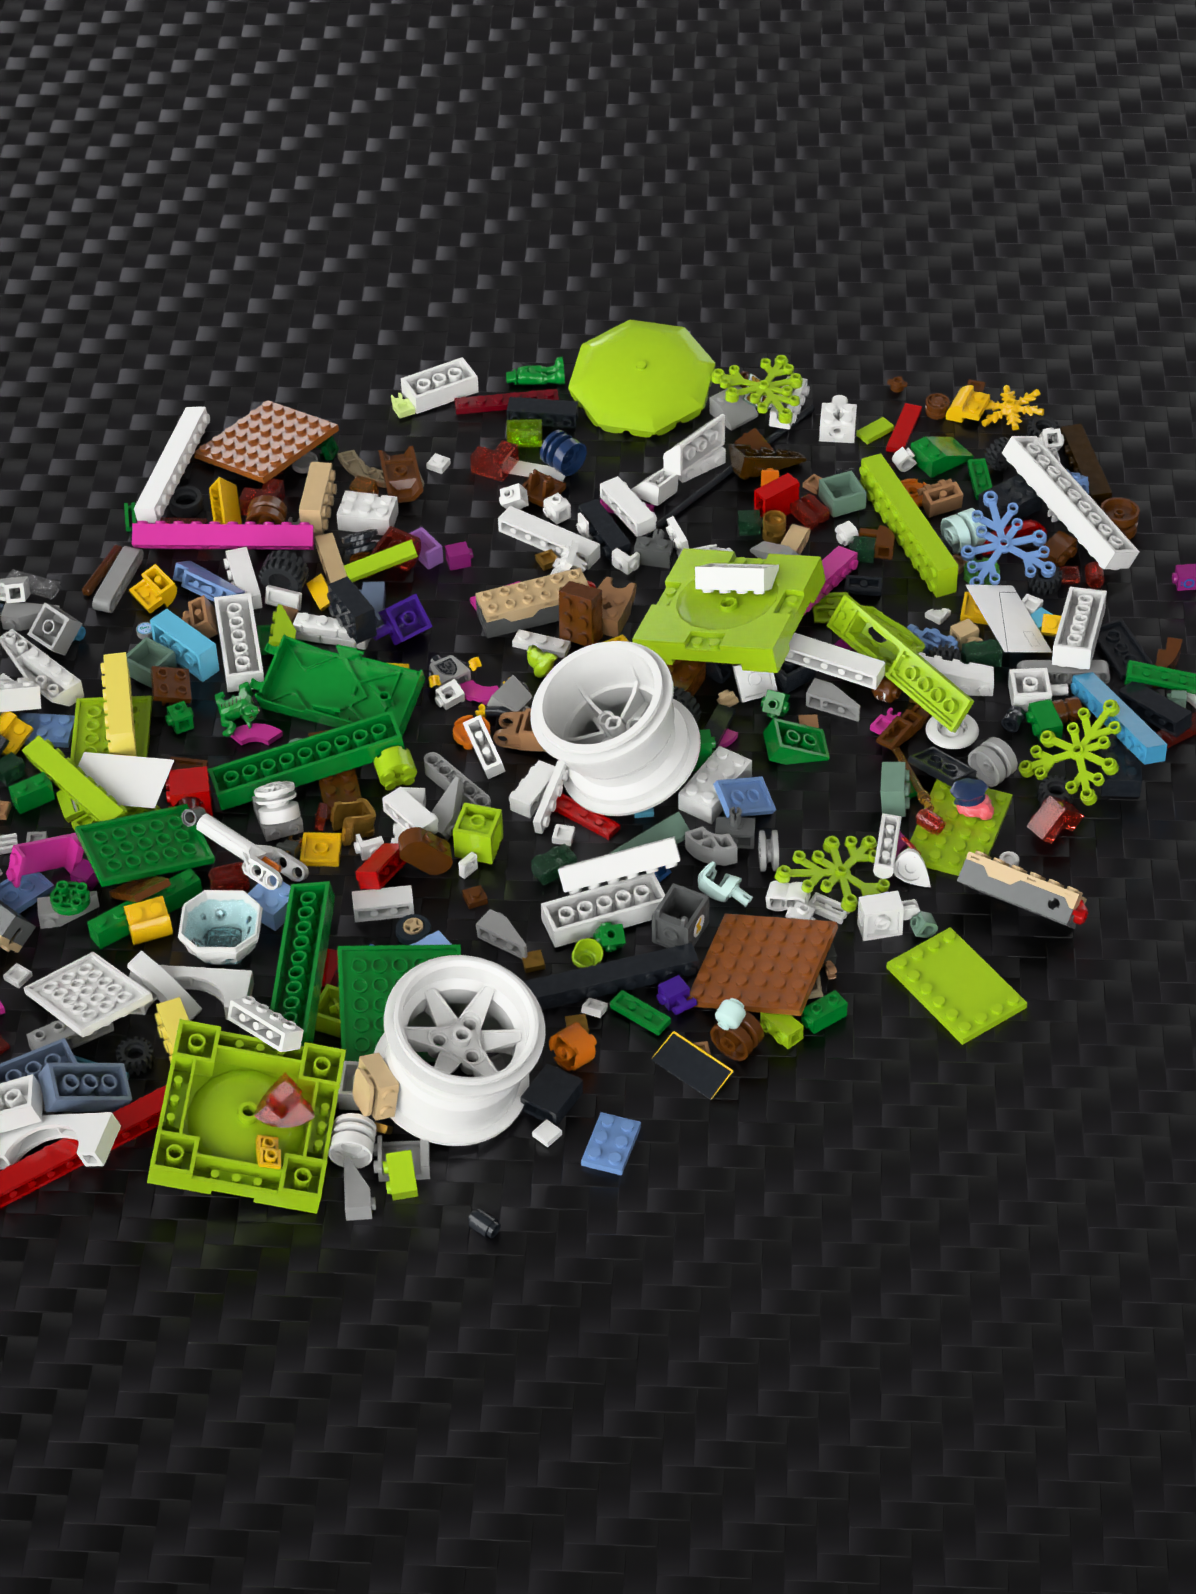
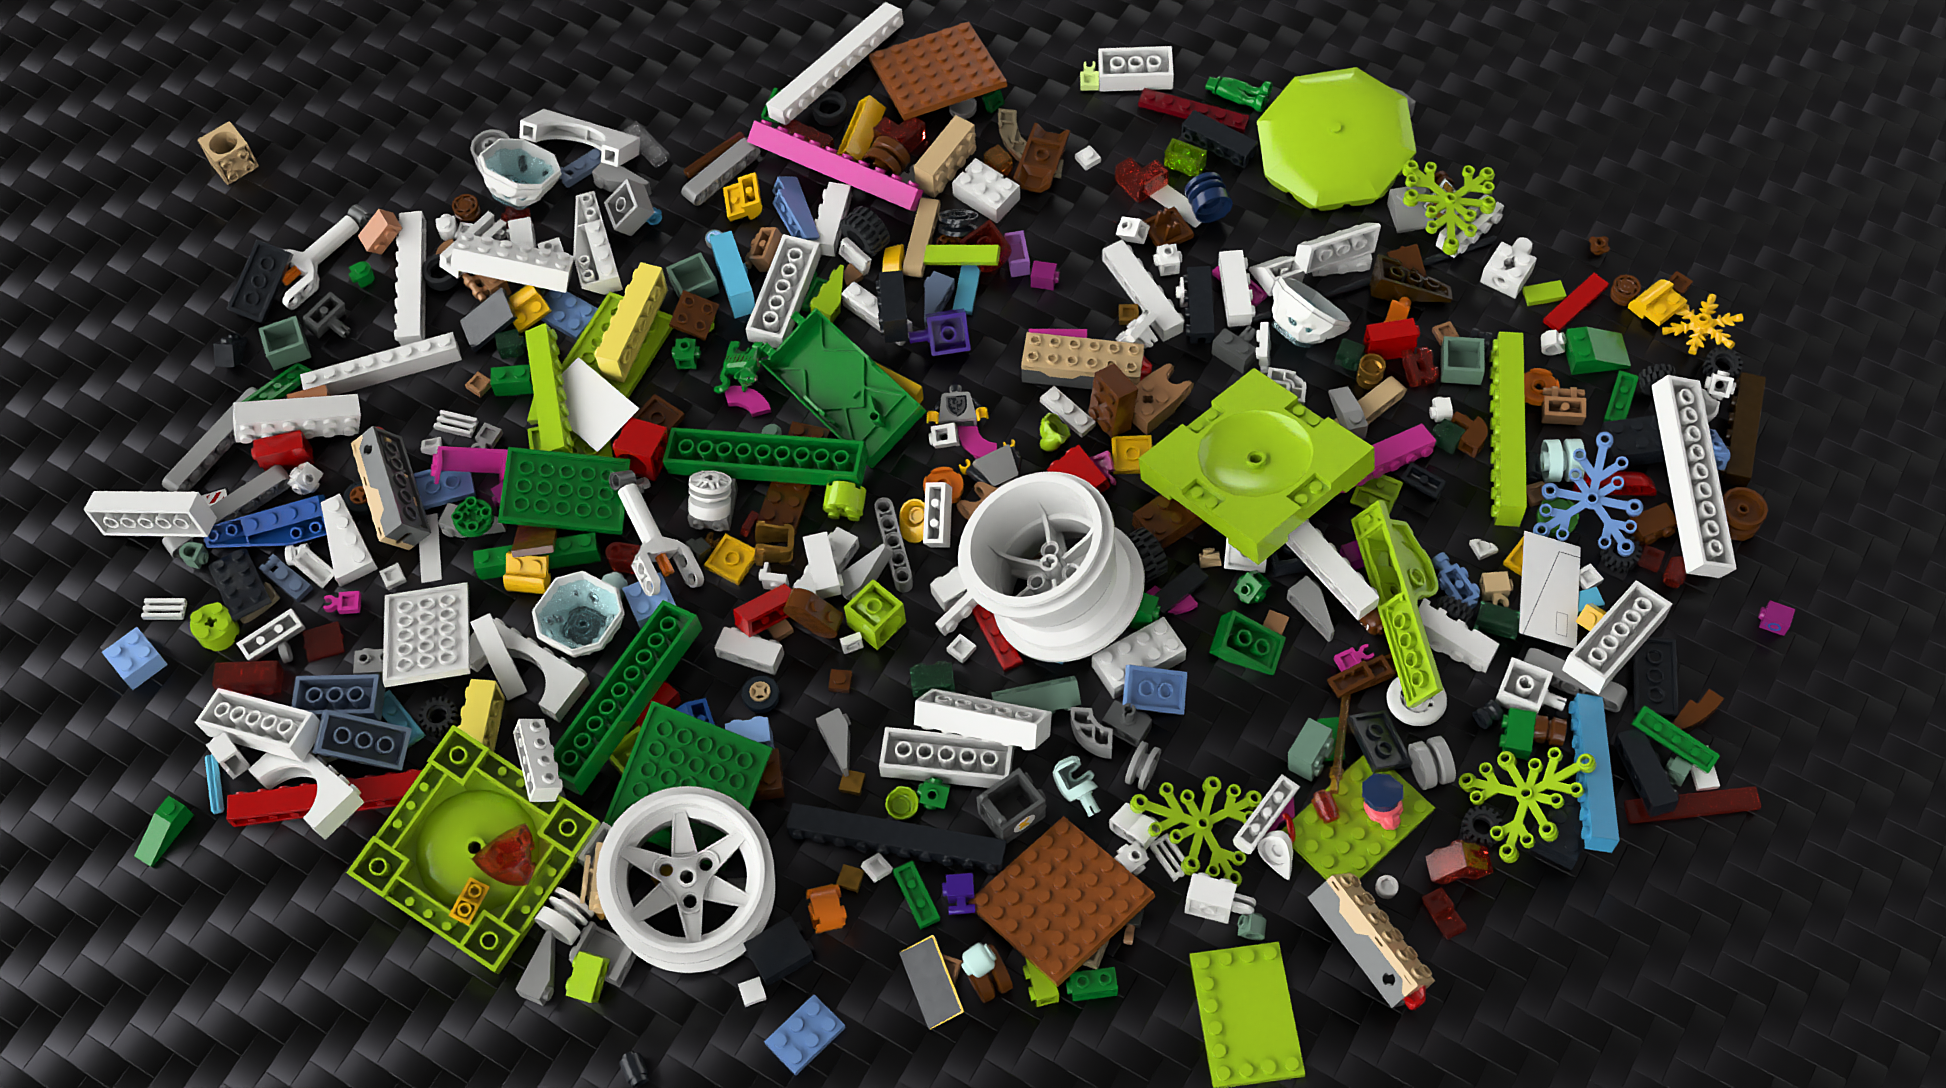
camera: 30 degrees right, 15 degrees up
(42, 950) = (430, 552): none -> white sticker
(394, 585) = (967, 288): none -> medium azure tile
(397, 880) = (780, 630): none -> medium nougat tile
(465, 760) = (912, 520): none -> yellow cap
(625, 562) = (1200, 353): white bracket -> none
(698, 502) = (1305, 314): none -> white rock
(735, 577) = (1276, 433): white slope -> none
(1061, 859) = (1443, 913): none -> clear red slope

